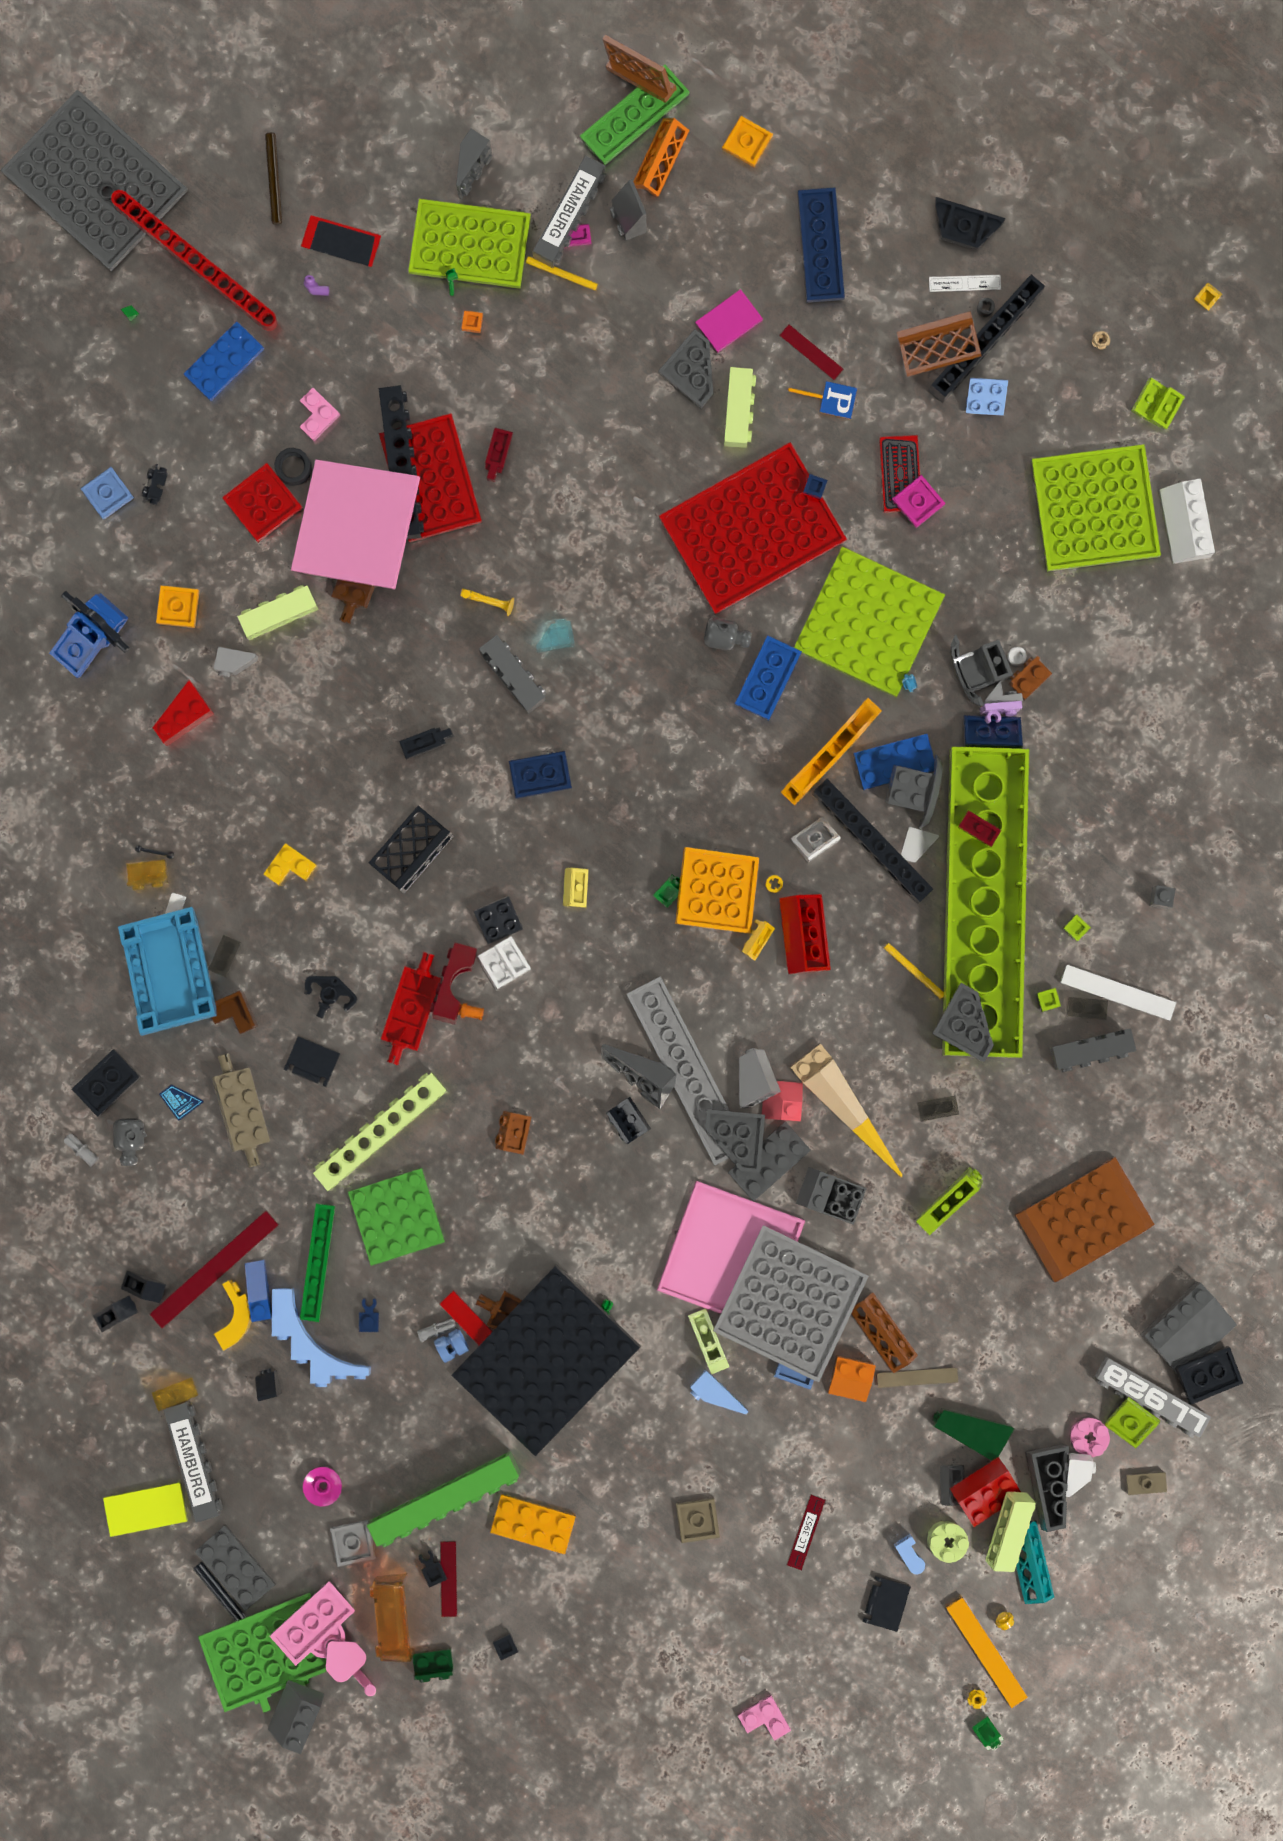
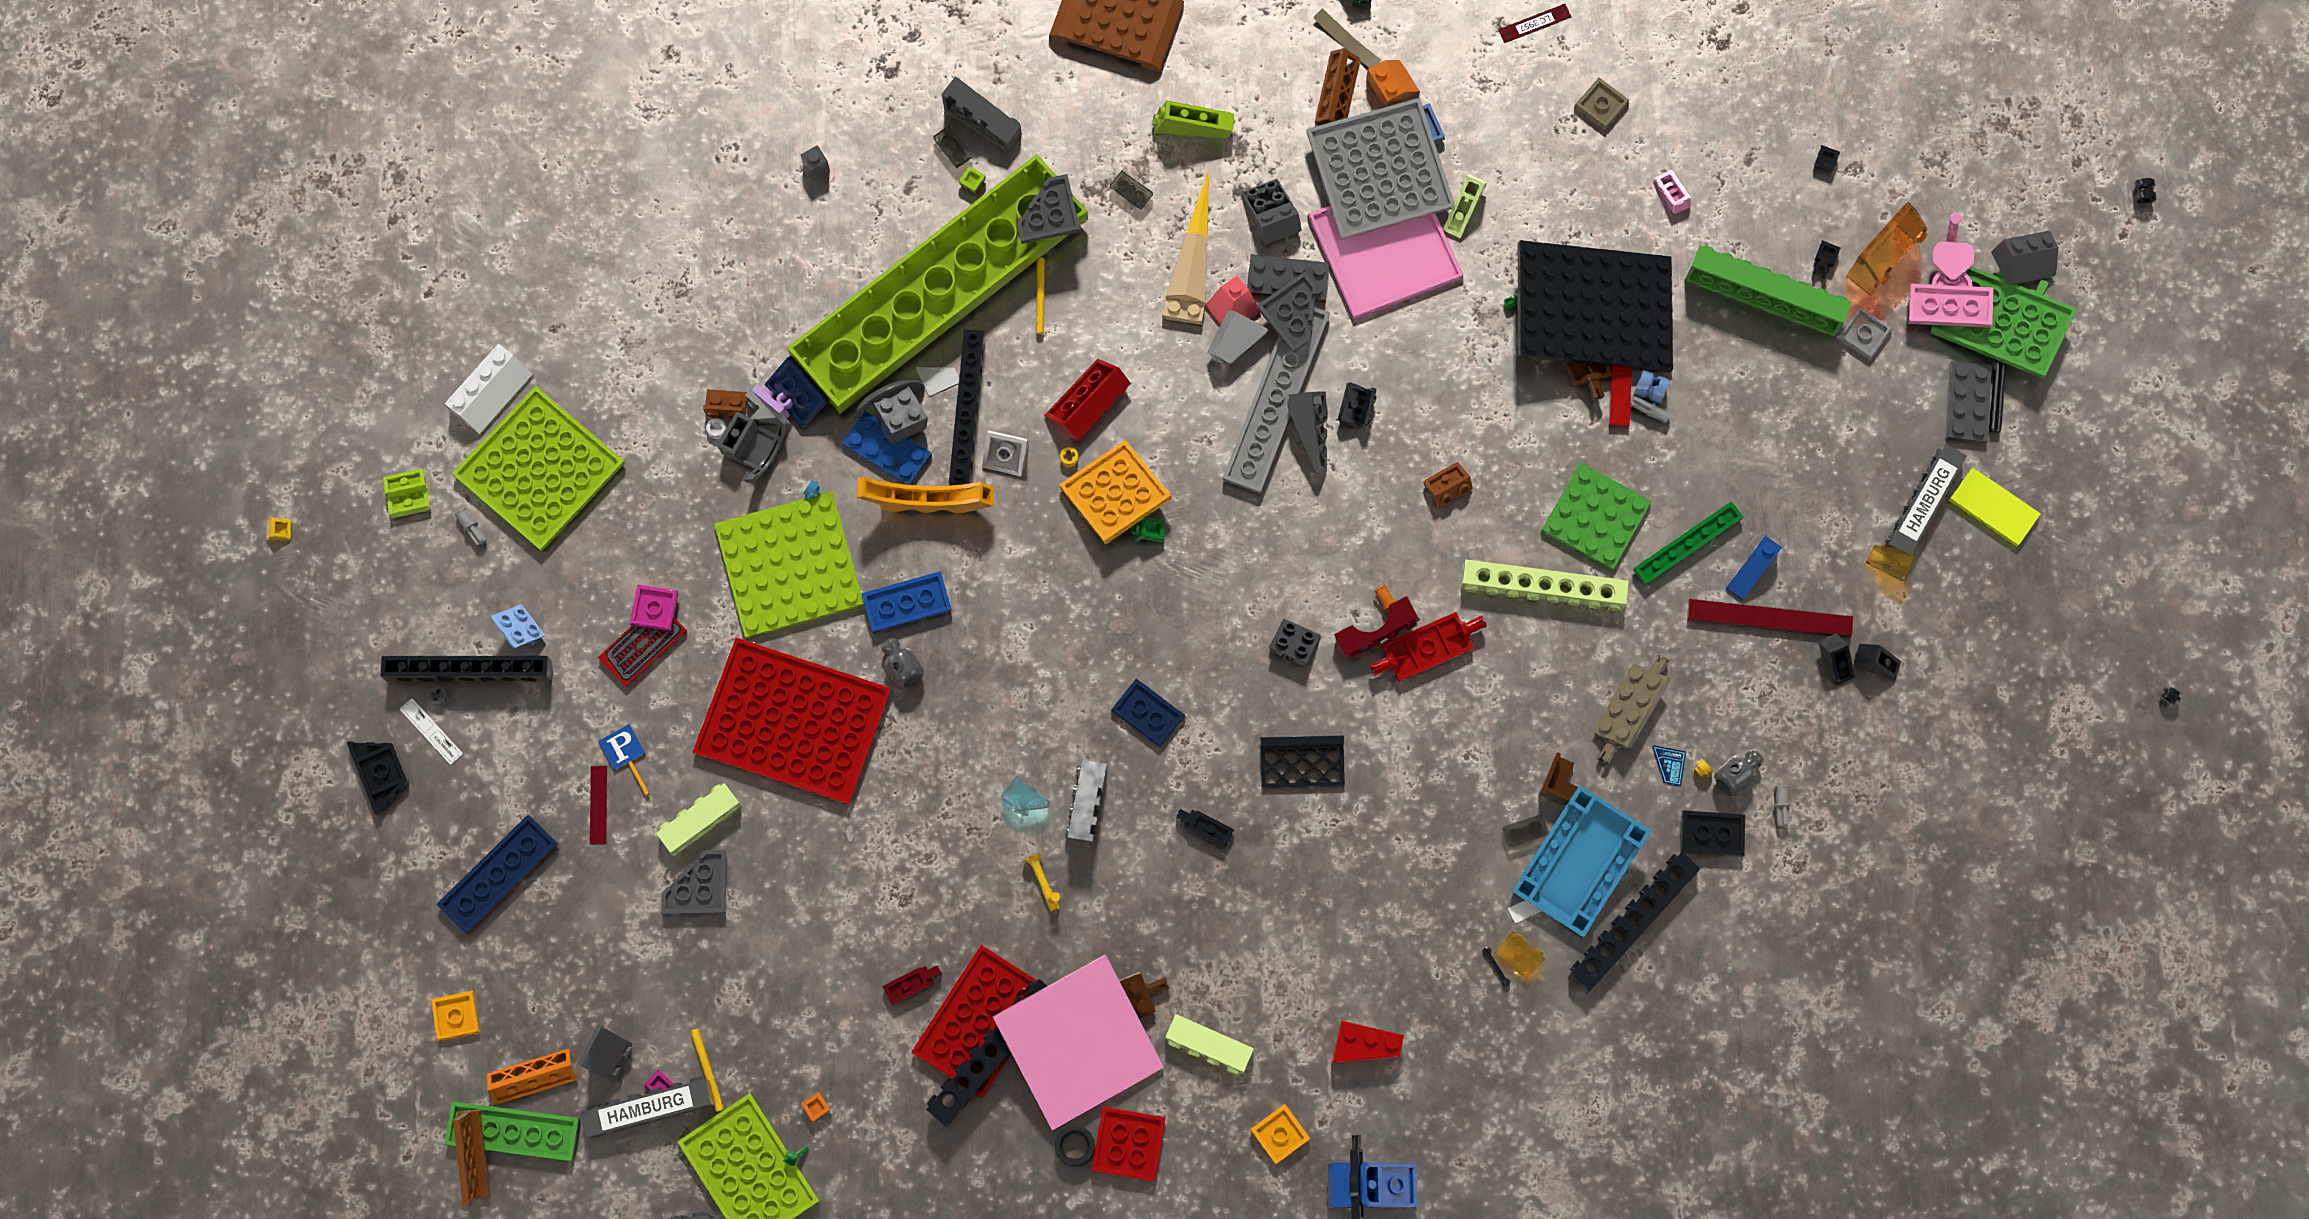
camera: 135 degrees left, 10 degrees down
(90, 962) = (1686, 870): none -> black brick
(155, 1119) = (1703, 768): none -> yellow plate
(232, 661) = (1283, 1044): light grey slope -> none
(241, 1318) = (1795, 558): yellow arch -> none
(267, 1385) = (1816, 494): black slope -> none
(287, 861) = (1403, 852): yellow plate -> none
(303, 1347) = (1761, 493): light blue arch -> none
(312, 1061) = (1540, 688): black piece -> none
(319, 1496) = (1853, 383): dark pink dish -> none
(322, 414) = (1008, 1162): bright pink plate -> none
(331, 991) = (1472, 722): black piece -> none
(369, 1319) = (1691, 467): dark blue plate -> none
(433, 1665) = (1890, 196): dark green bracket -> none
(449, 1586) = (1828, 234): dark red sticker -> none
(503, 963) = (1324, 608): white slope -> none
(533, 1524) = (1721, 216): light orange plate -> none
(567, 1503) = (1678, 202): none -> bright pink slope
(575, 887) = (1213, 606): light yellow slope -> none
(713, 1392) = (1499, 169): light blue slope -> none
(729, 321) = (629, 893): dark pink tile -> none
(758, 939) = (1133, 429): yellow plate -> none
(815, 486) = (714, 696): dark blue plate -> none
(938, 329) = (495, 714): dark orange fence -> none
(979, 828) = (886, 328): dark red plate -> none
(1076, 928) = (896, 205): lime plate -> none
(1092, 426) = (470, 526): none -> light grey axle
(1100, 335) = (384, 581): tan plate -> none
(1118, 992) = (919, 136): white tile -> none

